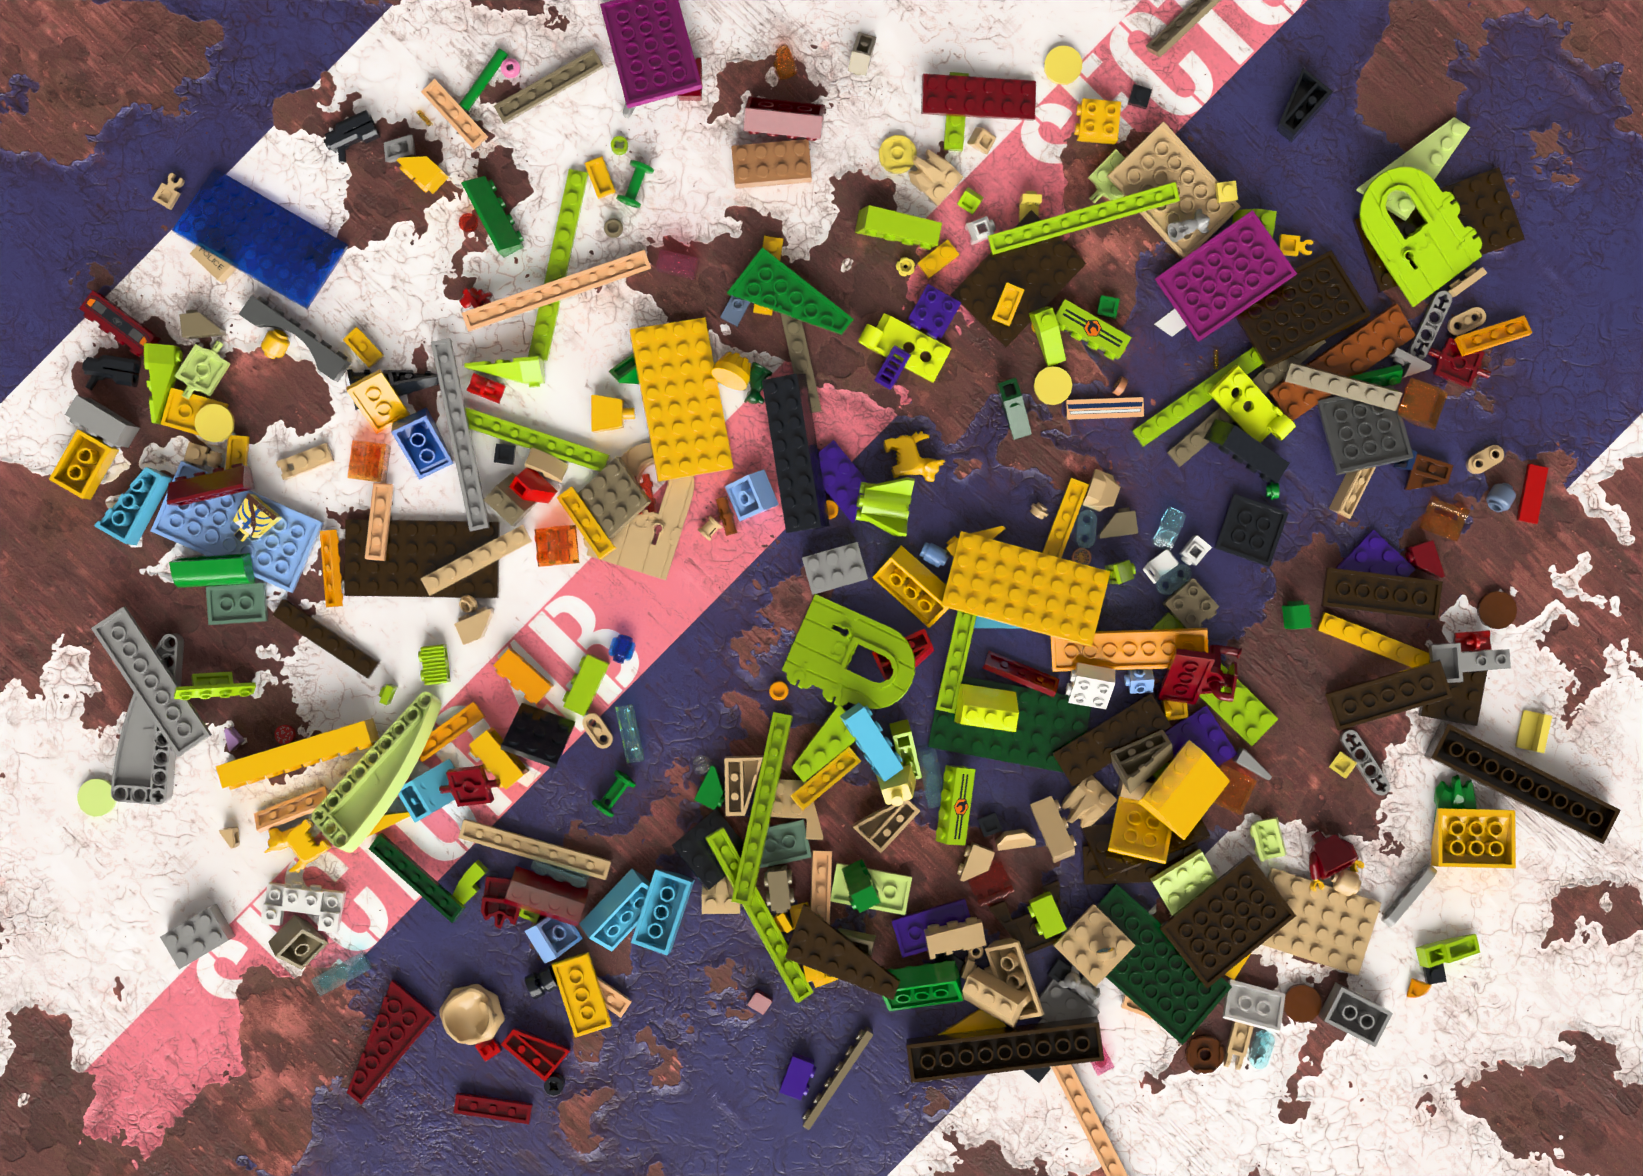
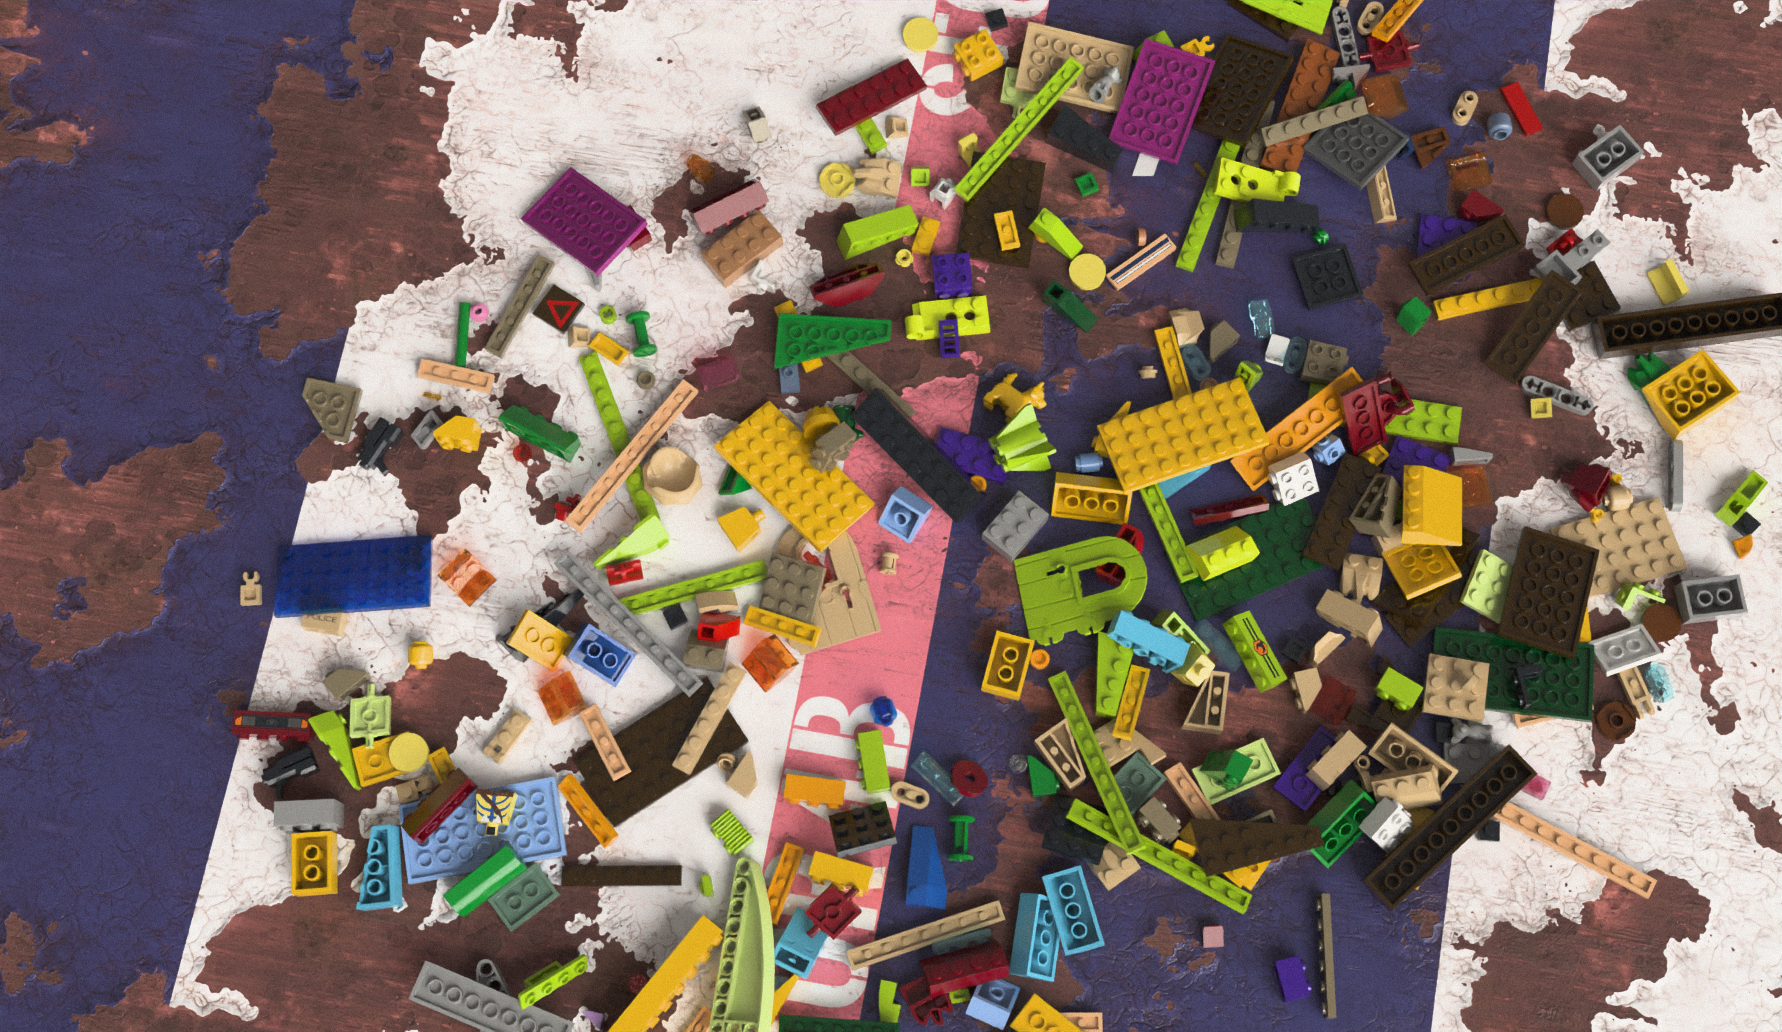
camera: 30 degrees left, 15 degrees down
(327, 361) = (394, 638): dark grey arch -> none
(333, 72) = (333, 407): none -> dark tan plate
(353, 302) = (467, 577): none -> clear orange slope
(363, 347) = (498, 608): yellow plate -> none
(566, 804) = (925, 877): none -> blue wedge
(579, 330) = (672, 476): none -> tan piece
(580, 111) = (558, 309): none -> dark brown tile
(582, 149) = (578, 337): none -> tan slope
(662, 748) = (974, 772): none -> dark red tile
(726, 399) = (832, 447): none -> dark tan brick
(726, 516) = (895, 545): dark orange pin -> none
(747, 681) = (1007, 665): none -> yellow brick
(766, 208) = (761, 284): none -> white bracket
(839, 258) = (847, 284): none -> dark red wedge
(957, 1014) = (1387, 824): none -> white brick
(1092, 330) = (1088, 209): lime brick -> none
(1133, 264) = (1083, 141): none -> black wedge
(1147, 973) = (1526, 671): none -> black bracket
(1194, 550) = (1294, 321): white window -> none
(1226, 191) = (1115, 41): light yellow plate -> none
(1268, 839) = (1529, 506): yellowish green bracket -> none
(1294, 964) = (1628, 593): none -> lime bracket
(1570, 590) = (1607, 157): none -> light grey brick

